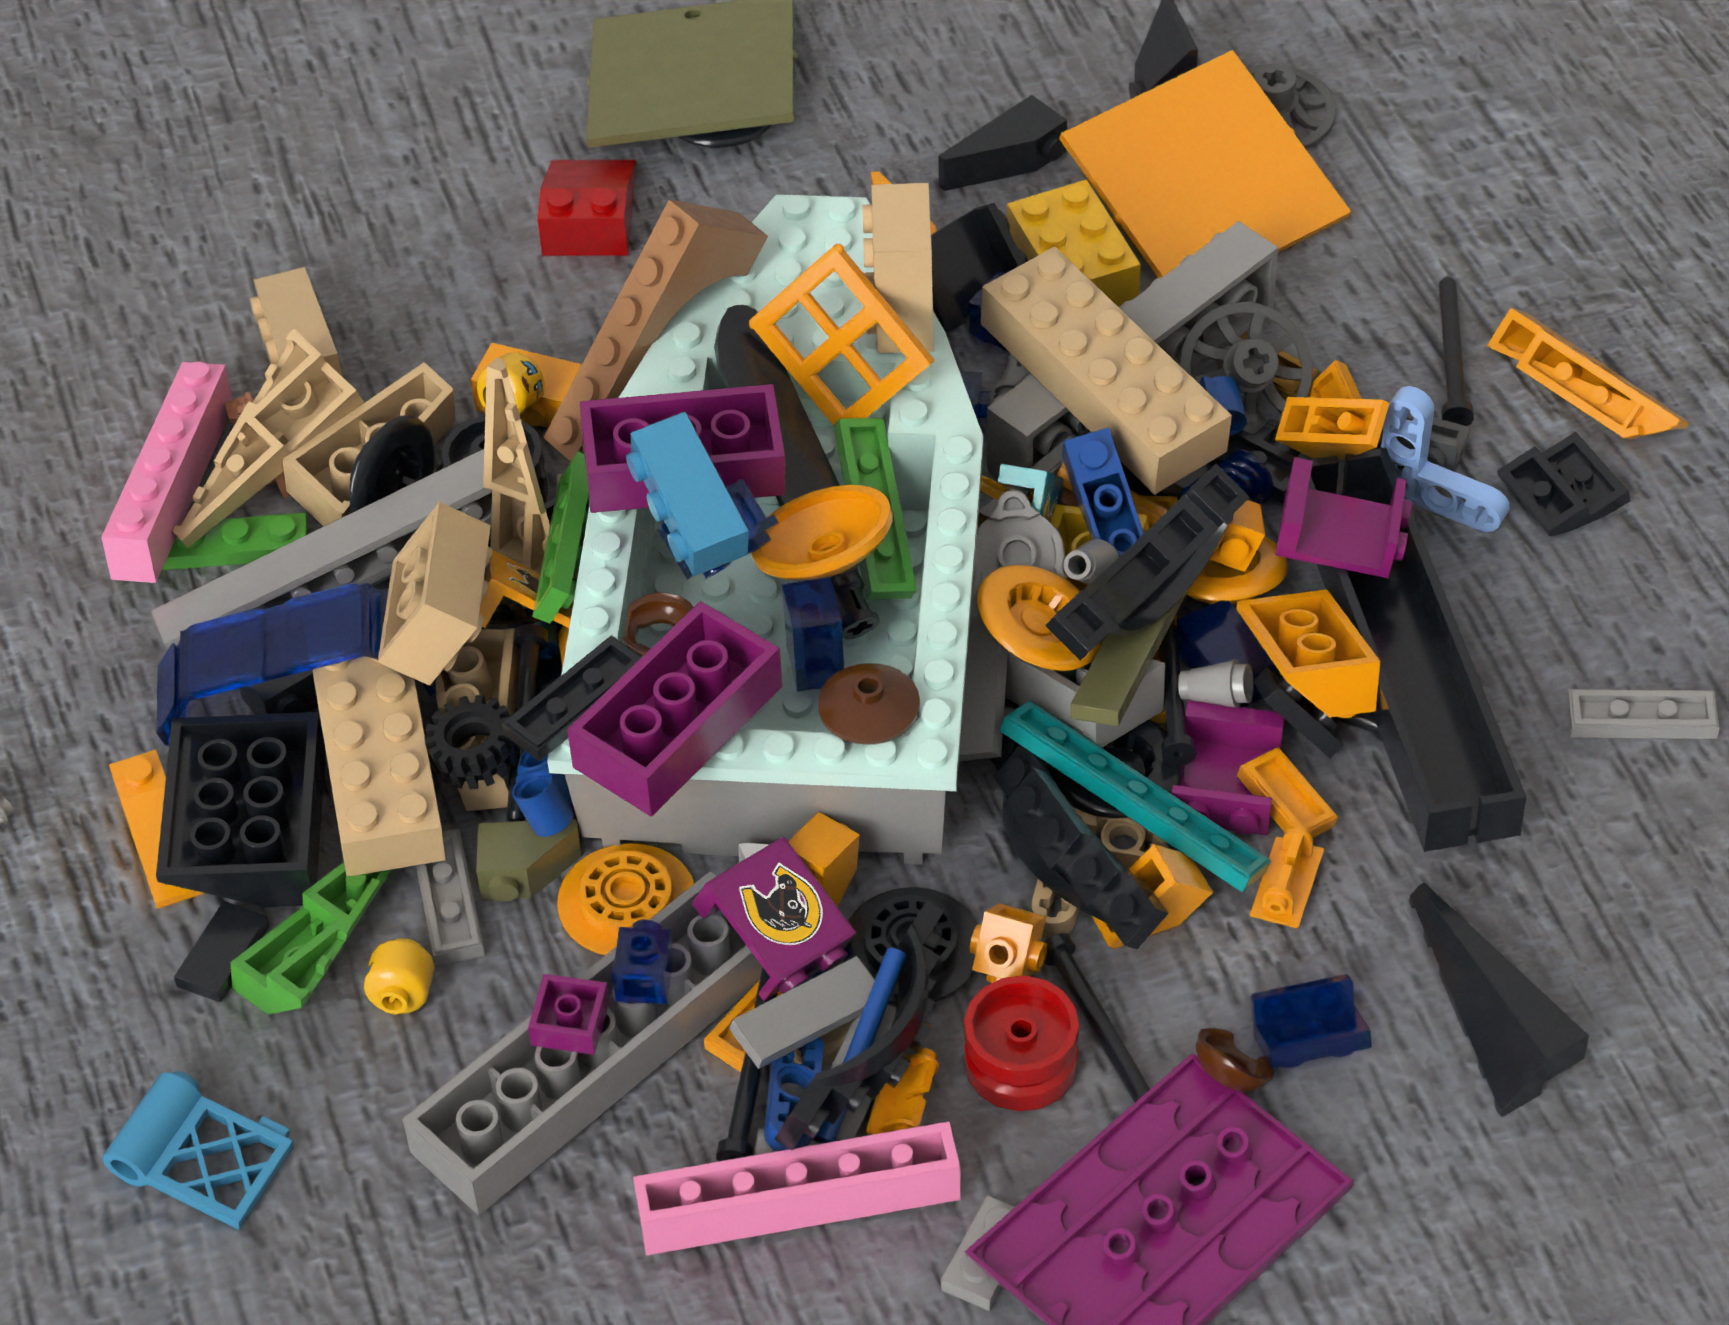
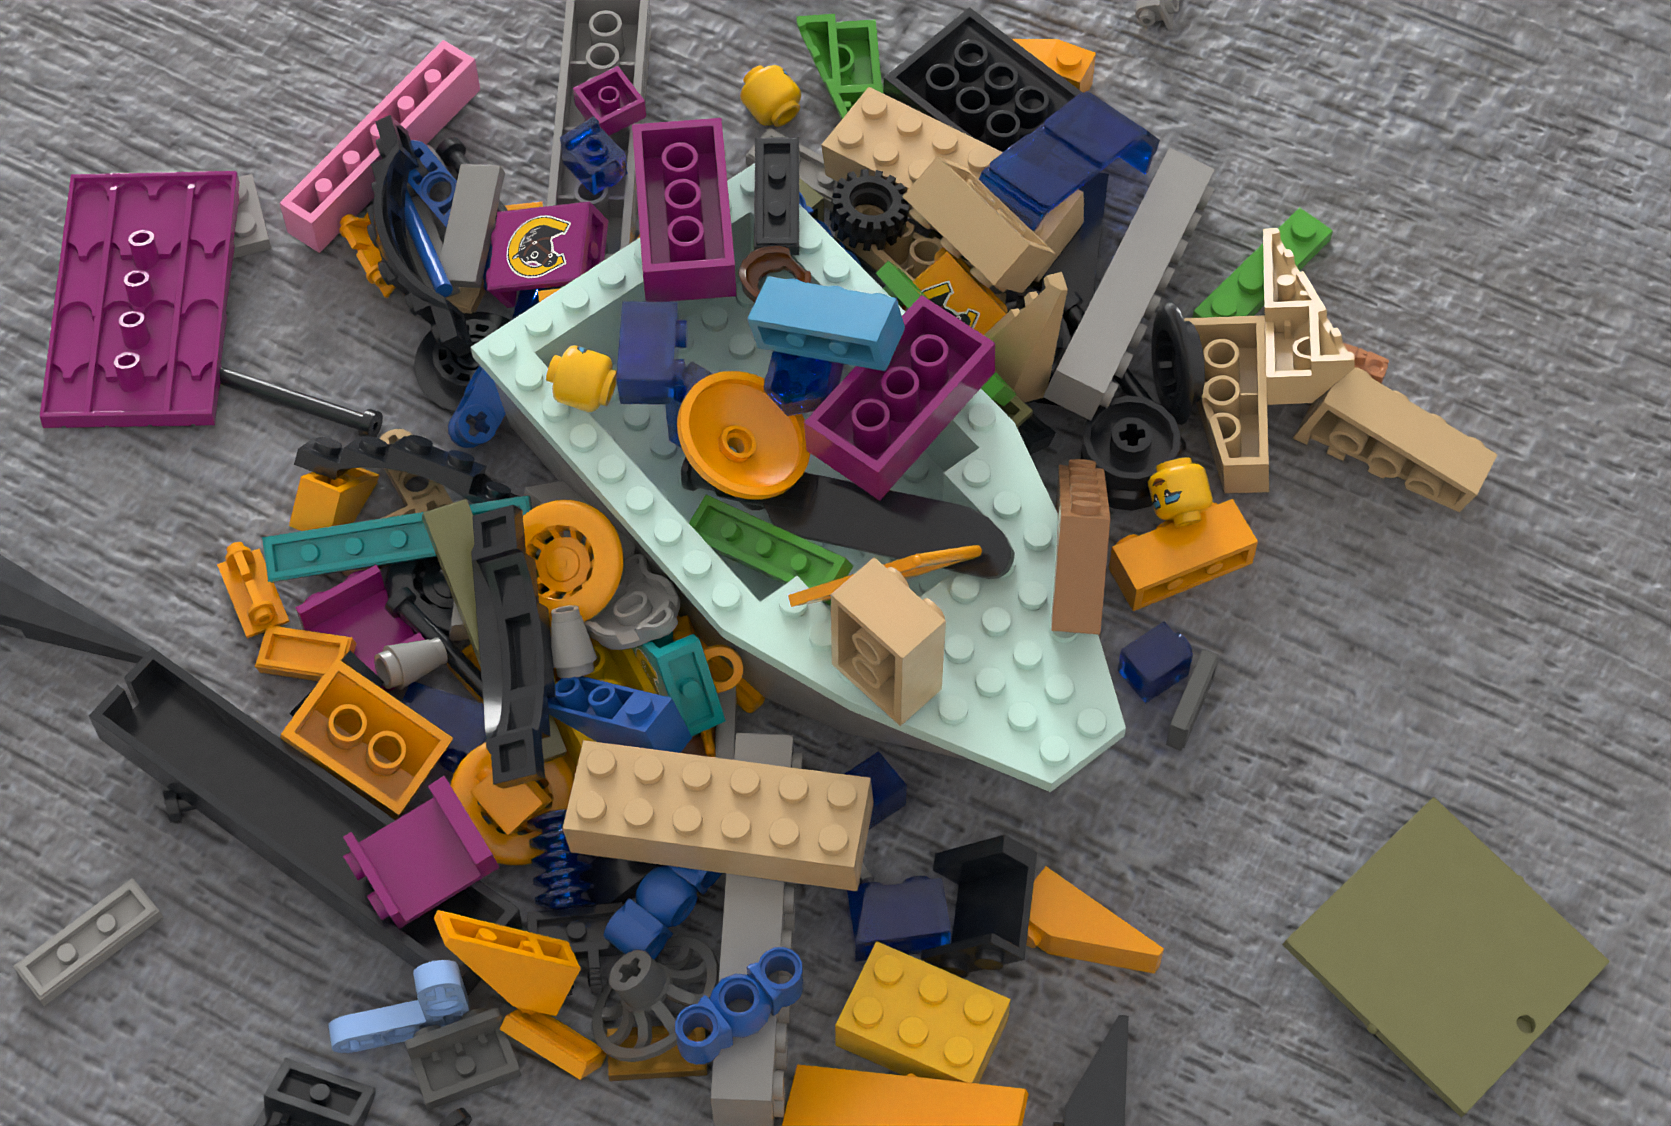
camera: 135 degrees right, 10 degrees up
(167, 473) = (1341, 266): bright pink brick -> none
(227, 936) = (898, 33): black tile -> none
(586, 207) = (1370, 755): red slope -> none
(829, 631) = (649, 353): none -> clear blue brick
(869, 703) = (554, 331): reddish brown dish -> none
(905, 643) = (582, 378): none -> yellow head
(961, 865) = (481, 403): none -> blue piece
(1008, 943) = (408, 393): light orange brick -> none
(1021, 1043) = (324, 327): red wheel -> none
(1209, 260) = (726, 1024): none -> blue piece
(1228, 1064) = (155, 431): reddish brown piece -> none
(1308, 1022) = (142, 488): clear blue bracket -> none

